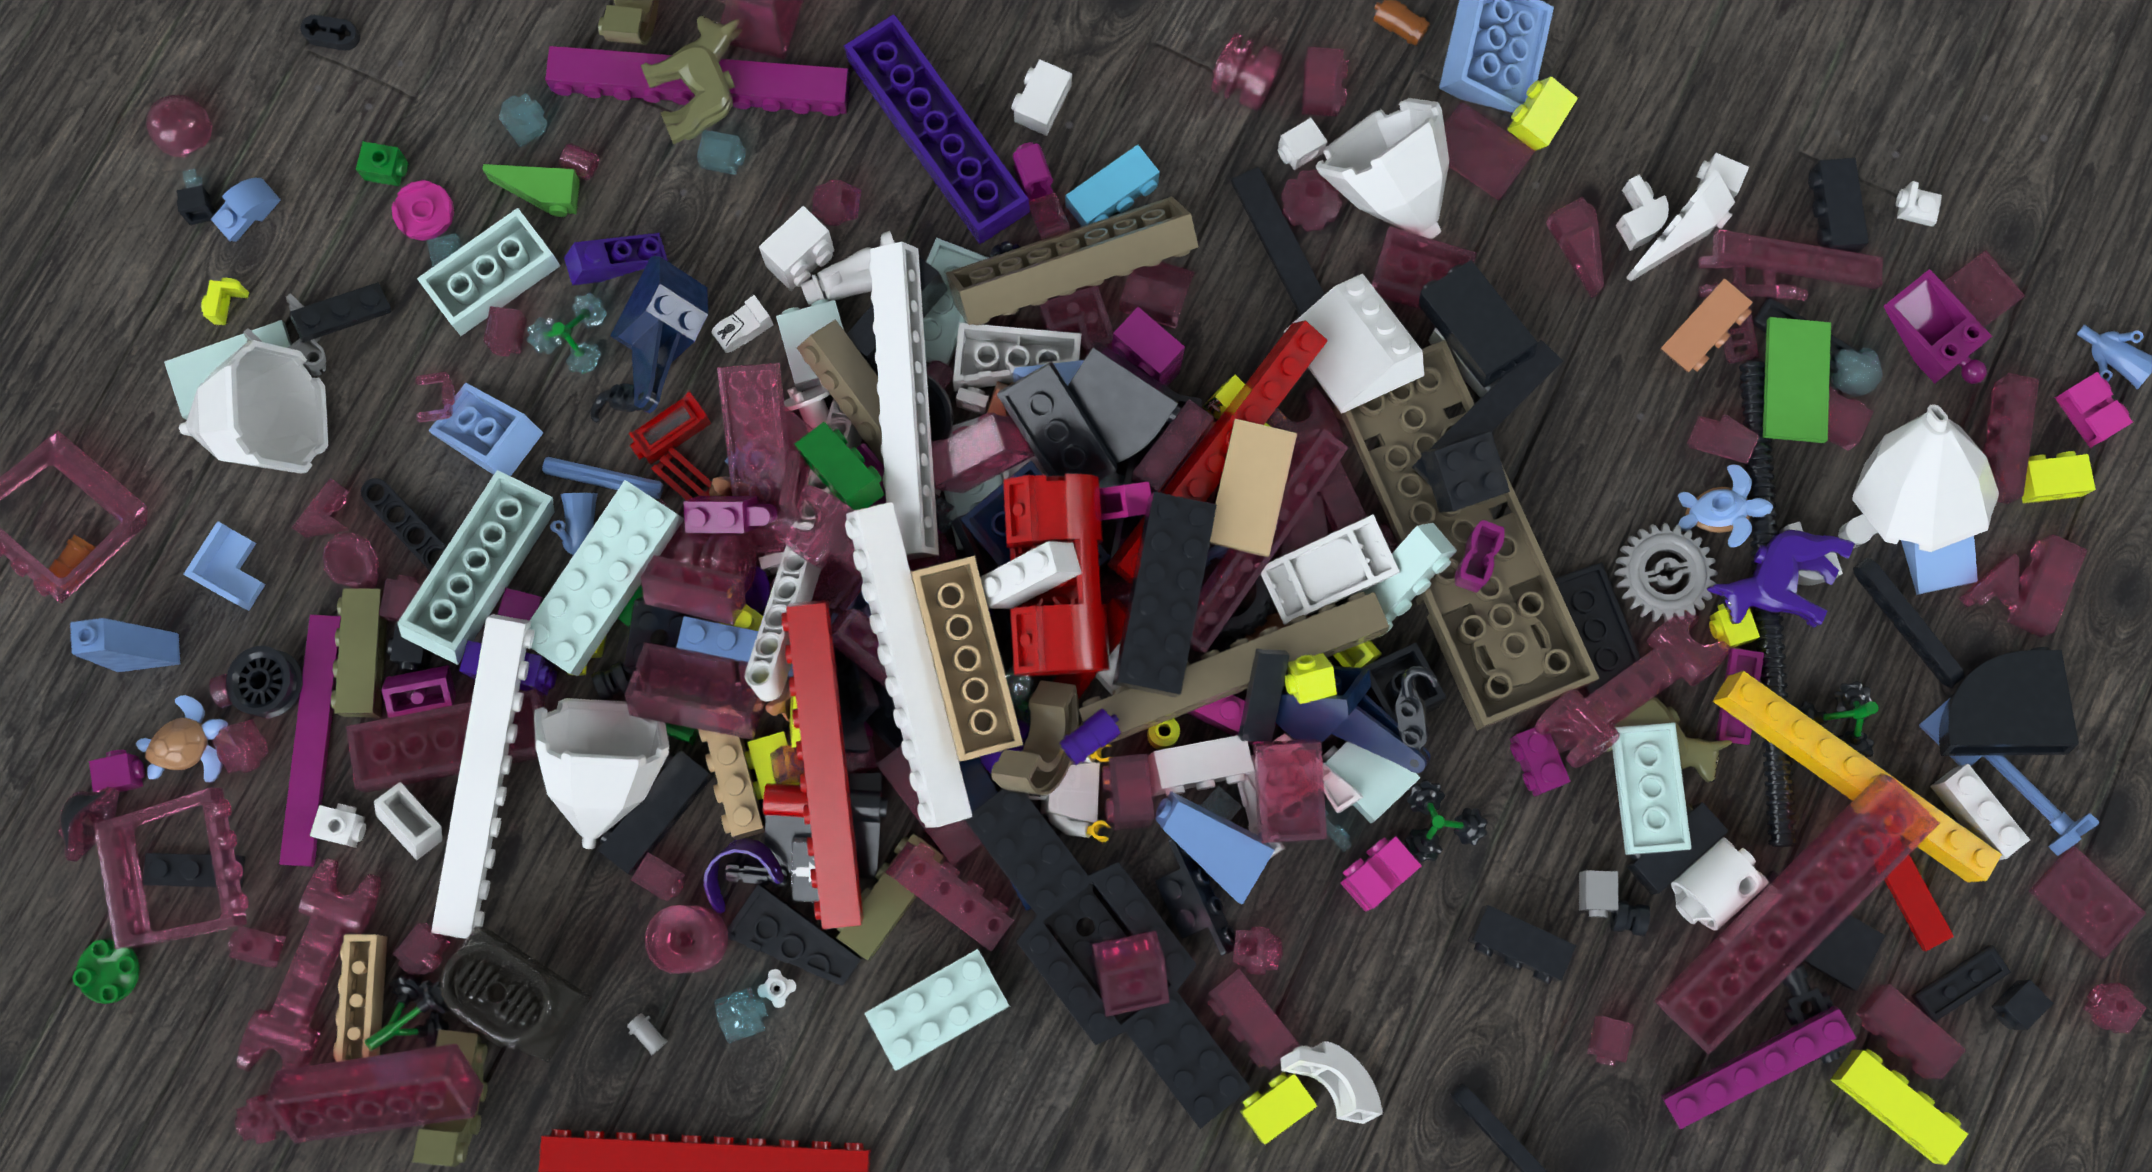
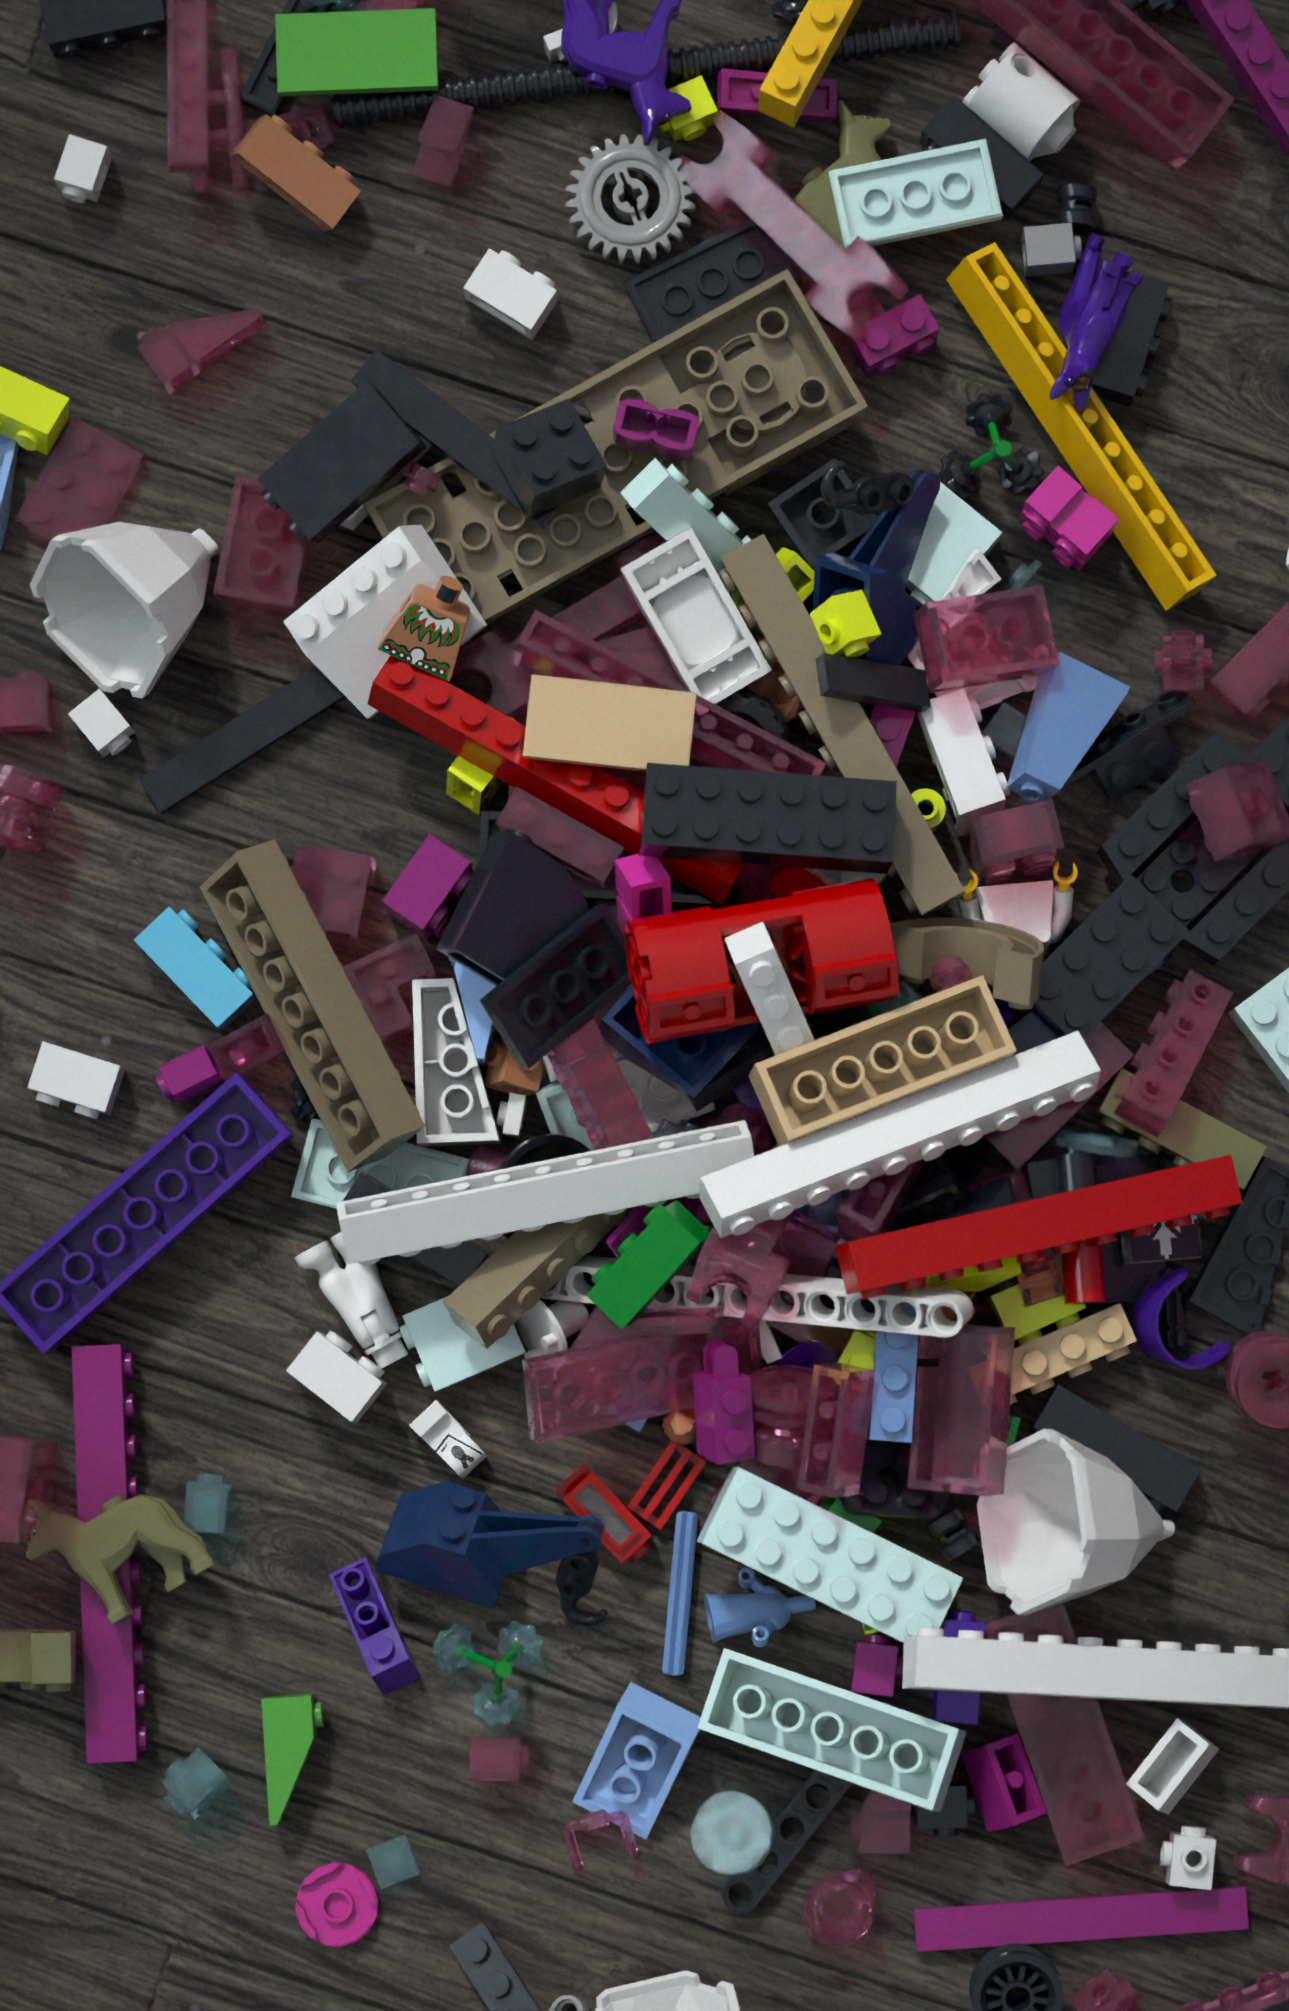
camera: 90 degrees left, 5 degrees up
(317, 517) = (787, 1964): clear pink slope -> none
(360, 654) = (960, 1872): olive brick -> none
(381, 164) = (280, 1970): green brick -> none
(420, 491) = (732, 1833): none -> clear light blue tile
(488, 271) = (420, 1792): light aqua brick -> none
(579, 159) = (243, 1698): clear pink gear -> none
(659, 877) = (1197, 1430): clear pink brick -> none
(836, 202) = (260, 1343): clear pink brick -> none
(887, 828) = (1097, 1143): none -> clear light blue tile
(1029, 724) = (949, 973): none -> clear pink plate
(1090, 736) = (959, 891): dark purple piece -> none
(1310, 201) = (189, 719): clear pink plant -> none
(1341, 367) = (428, 628): none -> torso
(1453, 895) = (1084, 437): none -> yellow brick
(1459, 380) = (420, 479): none -> clear pink plate
(1538, 912) = (1092, 317): none -> dark purple animal
(1600, 475) = (511, 292): none -> white brick
(1610, 1040) = (1230, 220): clear pink brick -> none
(1647, 215) = (147, 258): white brick -> none
(1695, 221) = (138, 193): white wedge -> none
(1725, 508) = (536, 131): light blue animal -> none

